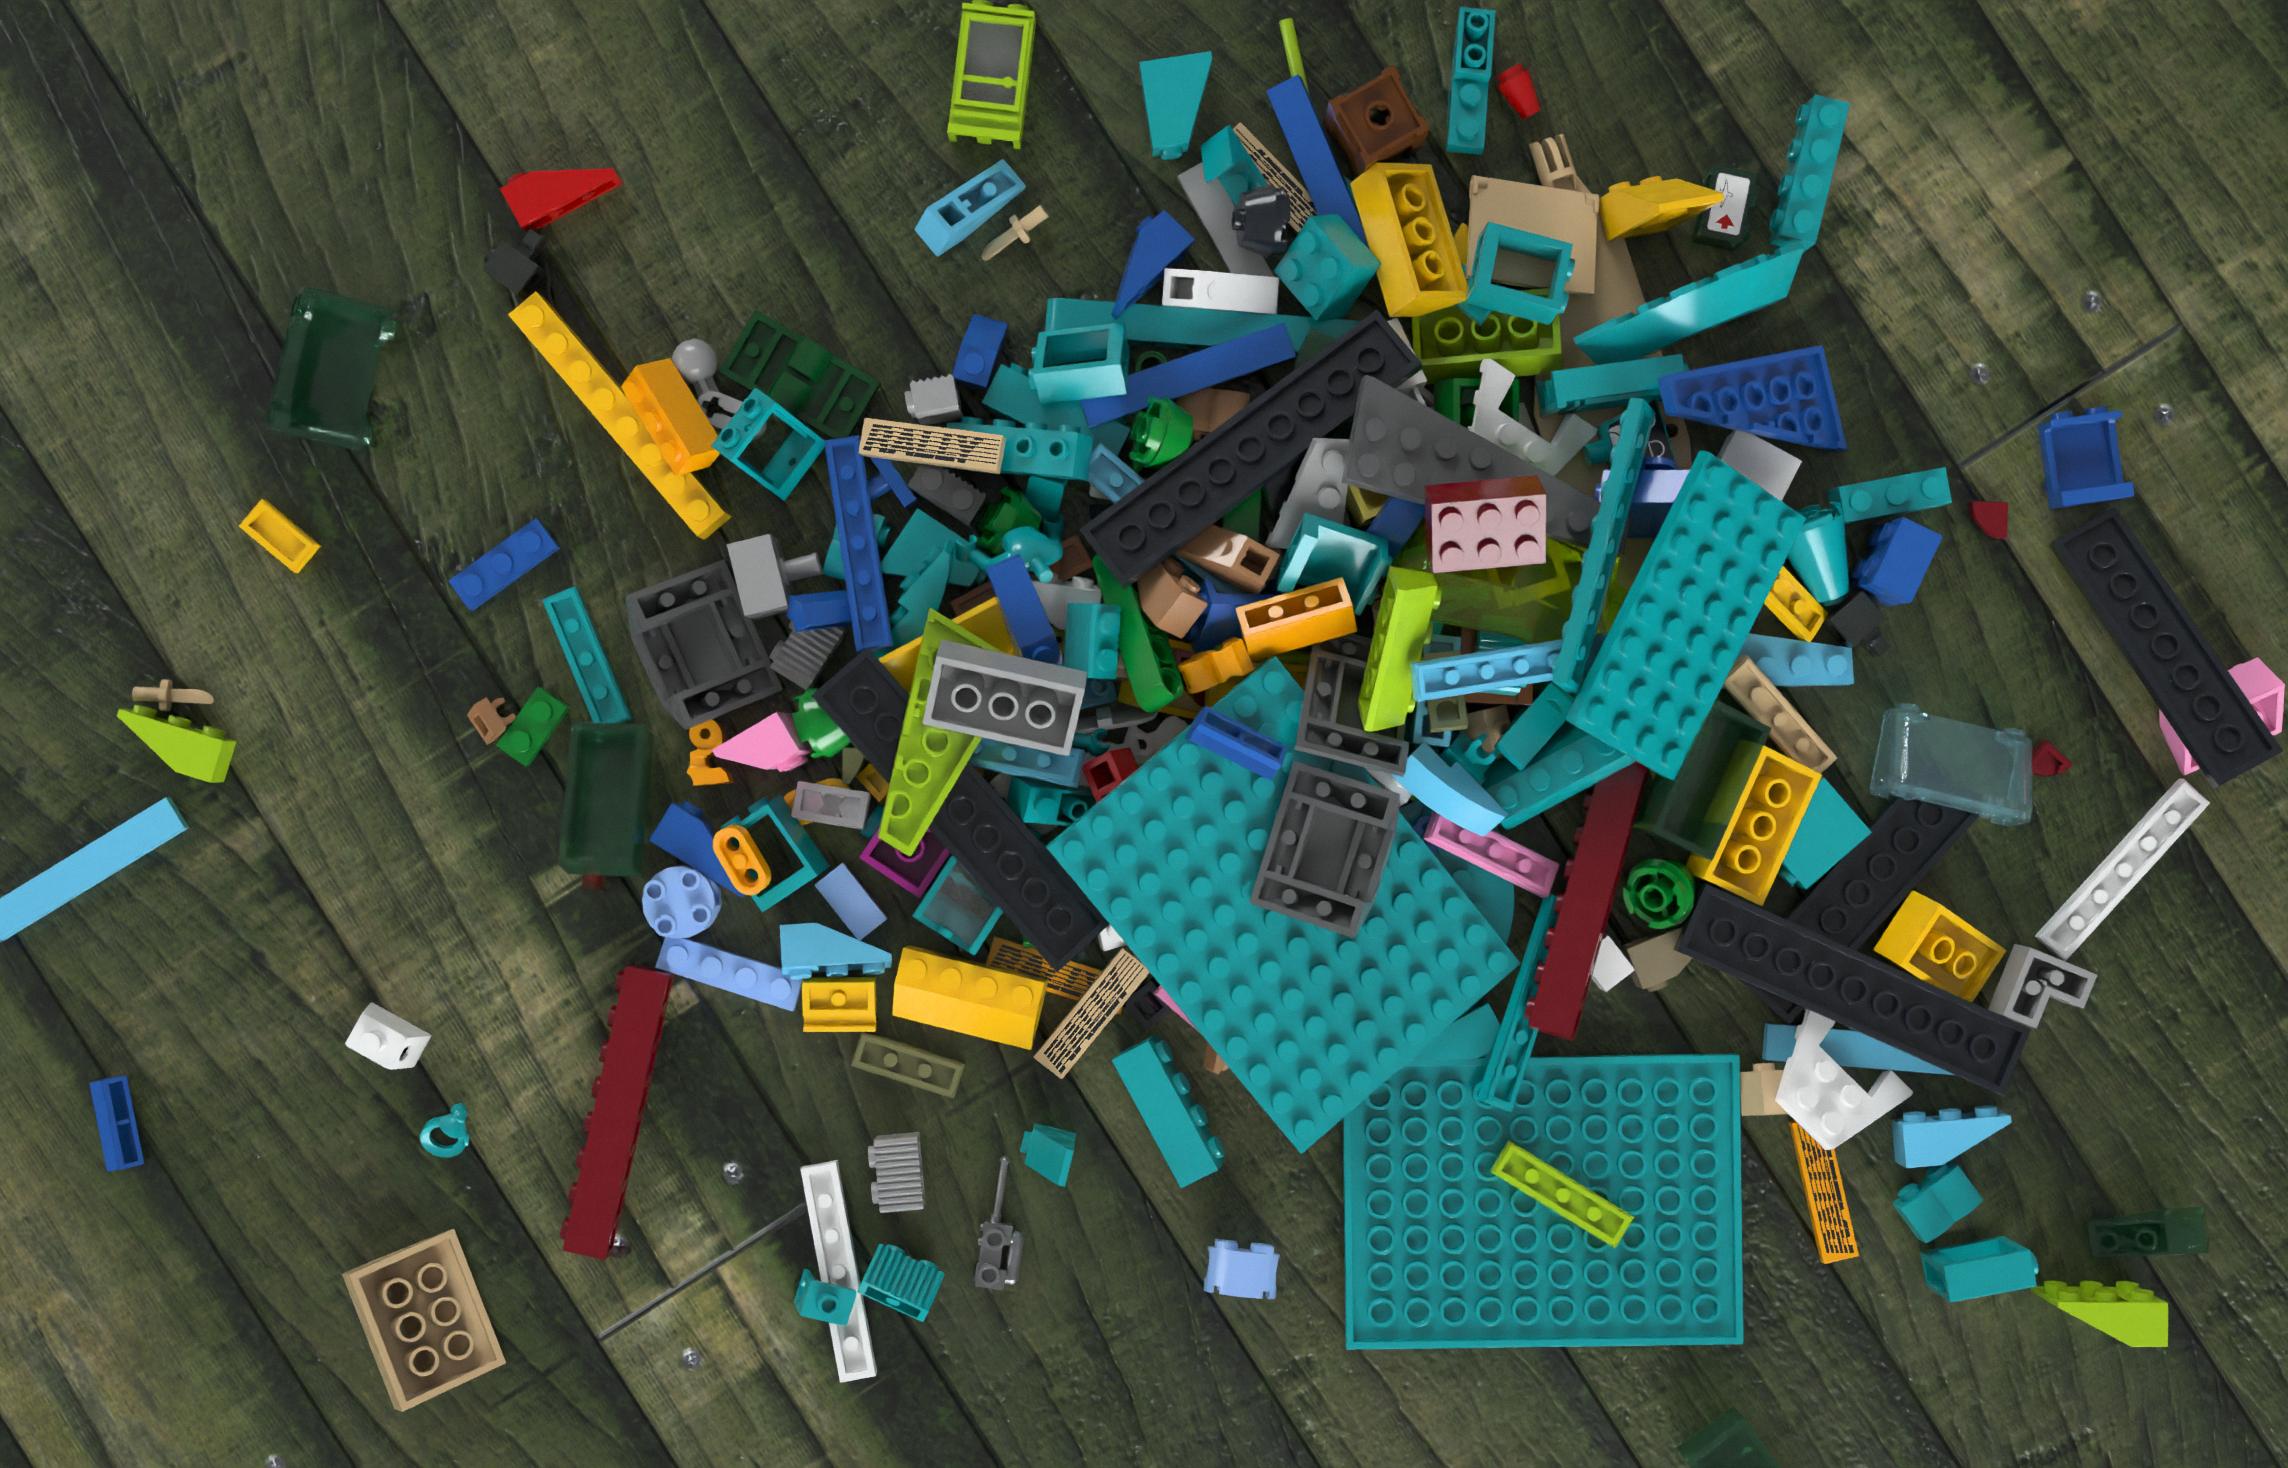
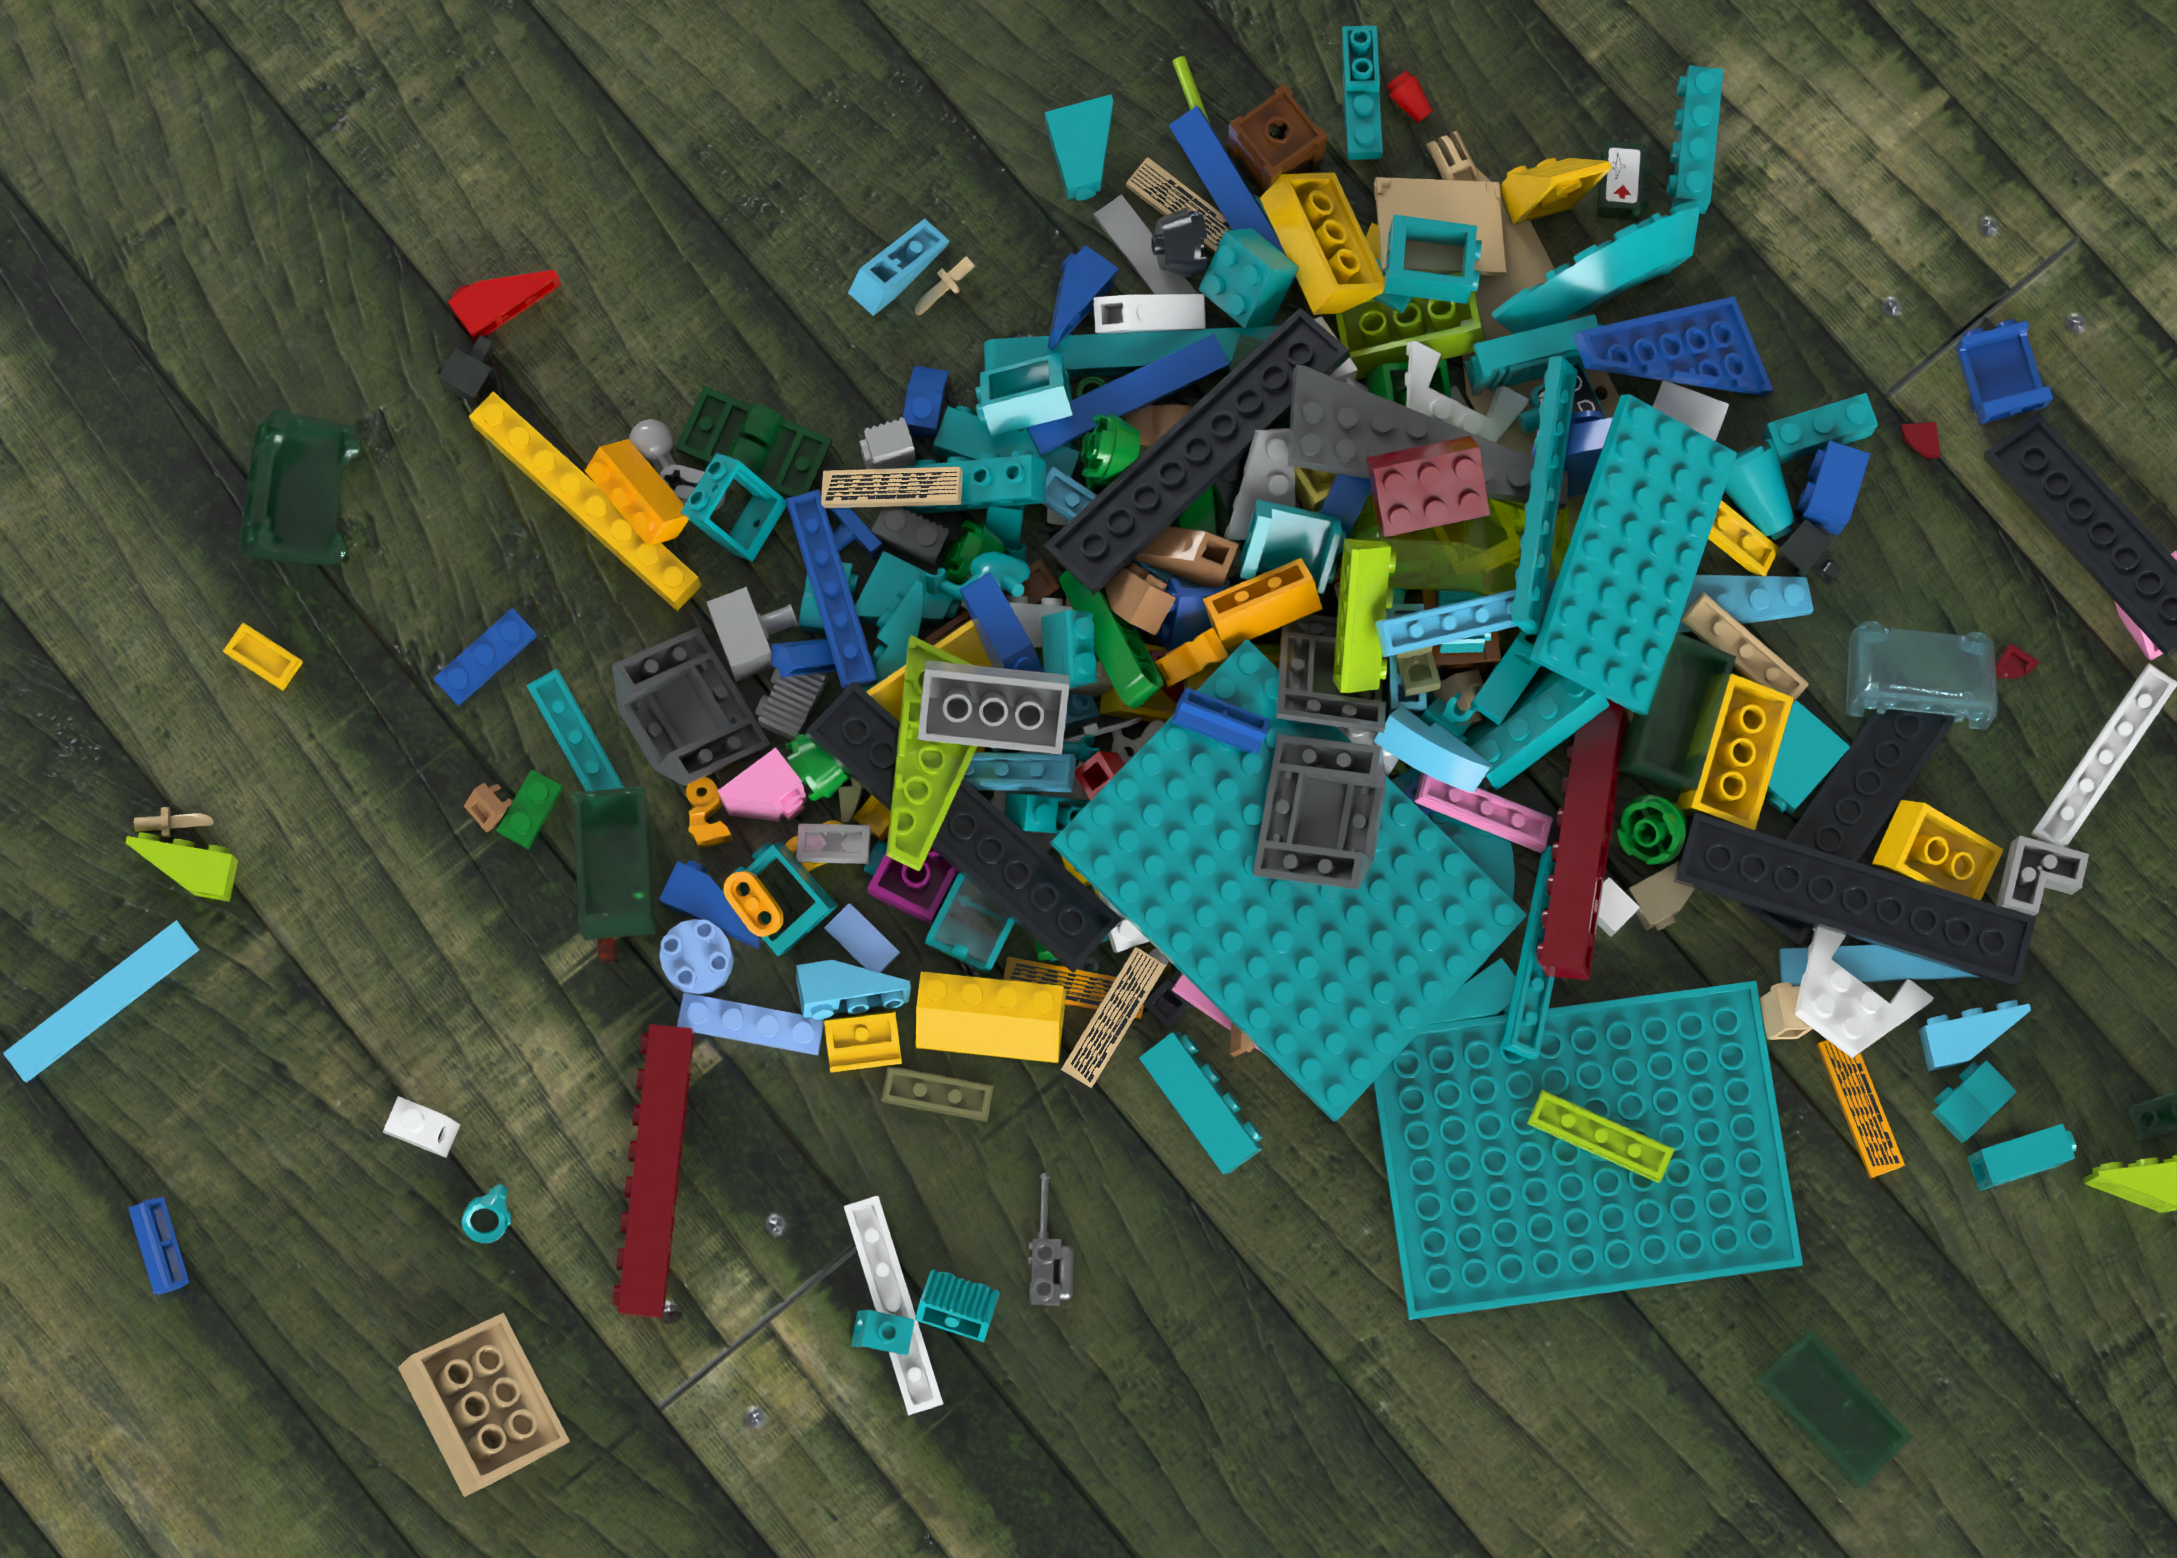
camera: 15 degrees left, 10 degrees down
(897, 1172) = (941, 1199): light grey brick -> none
(992, 72) = (904, 139): lime door -> none
(1049, 1151) = (1088, 1153): teal slope -> none
(1229, 162) = (1143, 195): teal slope -> none
(1241, 1270) = (1294, 1249): light blue brick -> none

